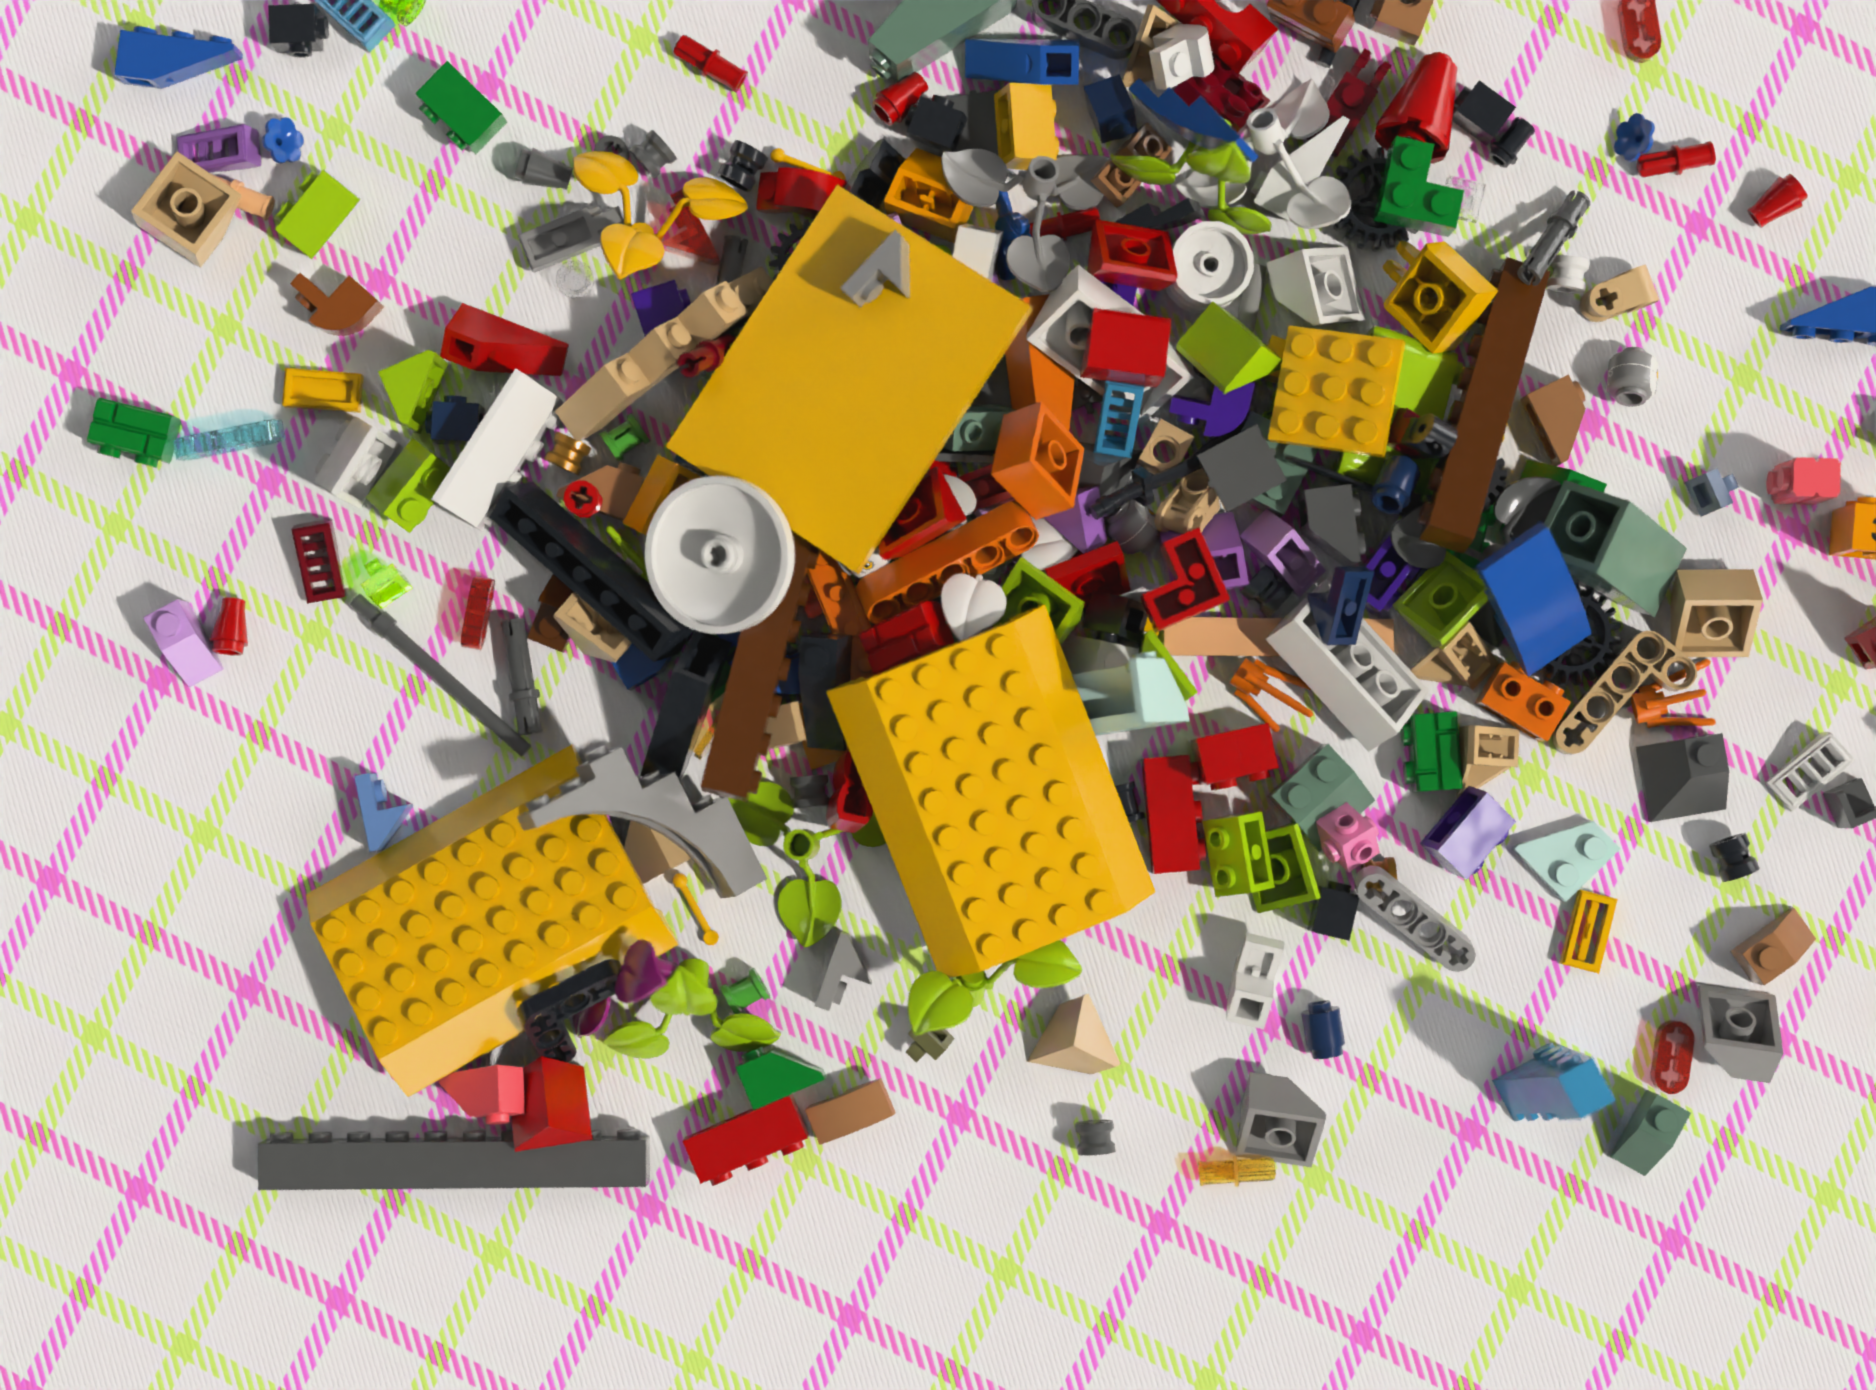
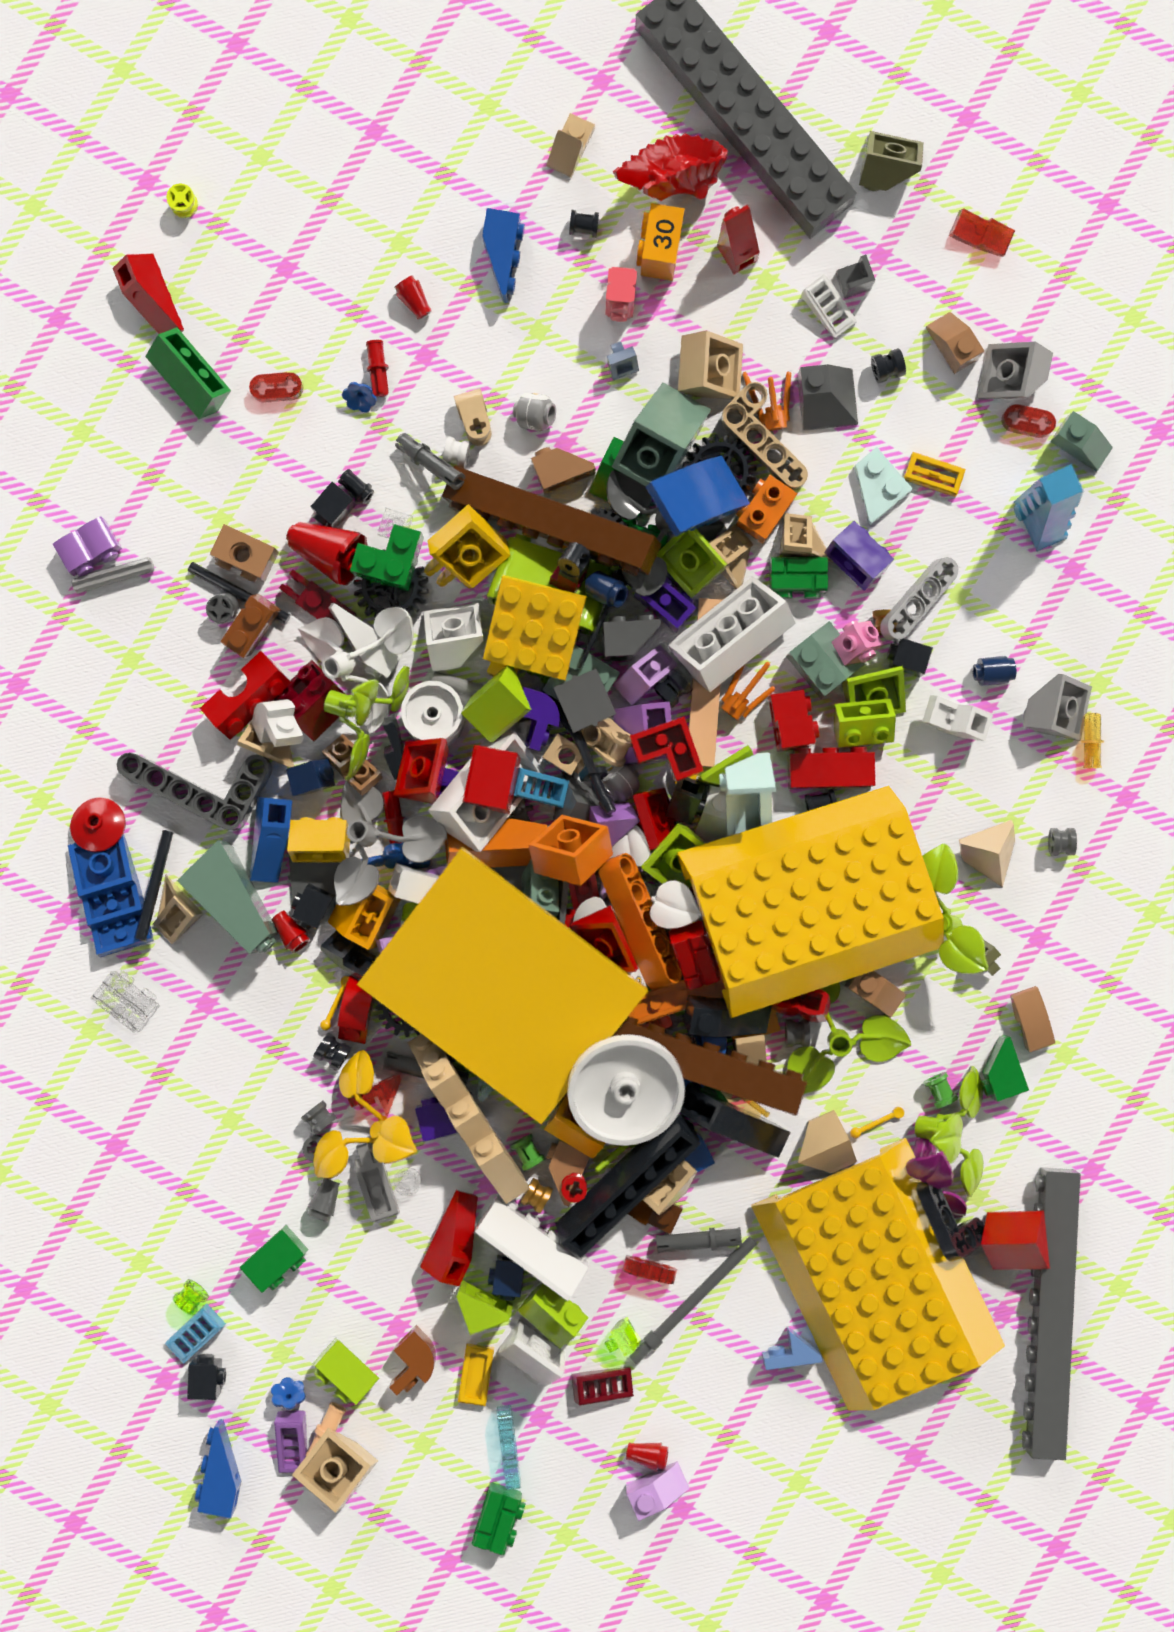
camera: 90 degrees left, 0 degrees up
(488, 1092) = (1005, 1285): coral slope -> none
(703, 828) = (822, 1112): light grey arch -> none
(706, 356) = (476, 1089): dark red pin -> none
(710, 62) = (253, 1070): red axle -> none
(746, 1140) = (1049, 1097): red brick -> none
(843, 962) = (925, 1014): light grey slope -> none
(873, 896) = (877, 991): none -> medium nougat slope
(886, 262) = (420, 950): light grey slope -> none
(1194, 122) = (329, 716): blue slope -> none
(1342, 608) = (692, 635): dark blue slope -> none

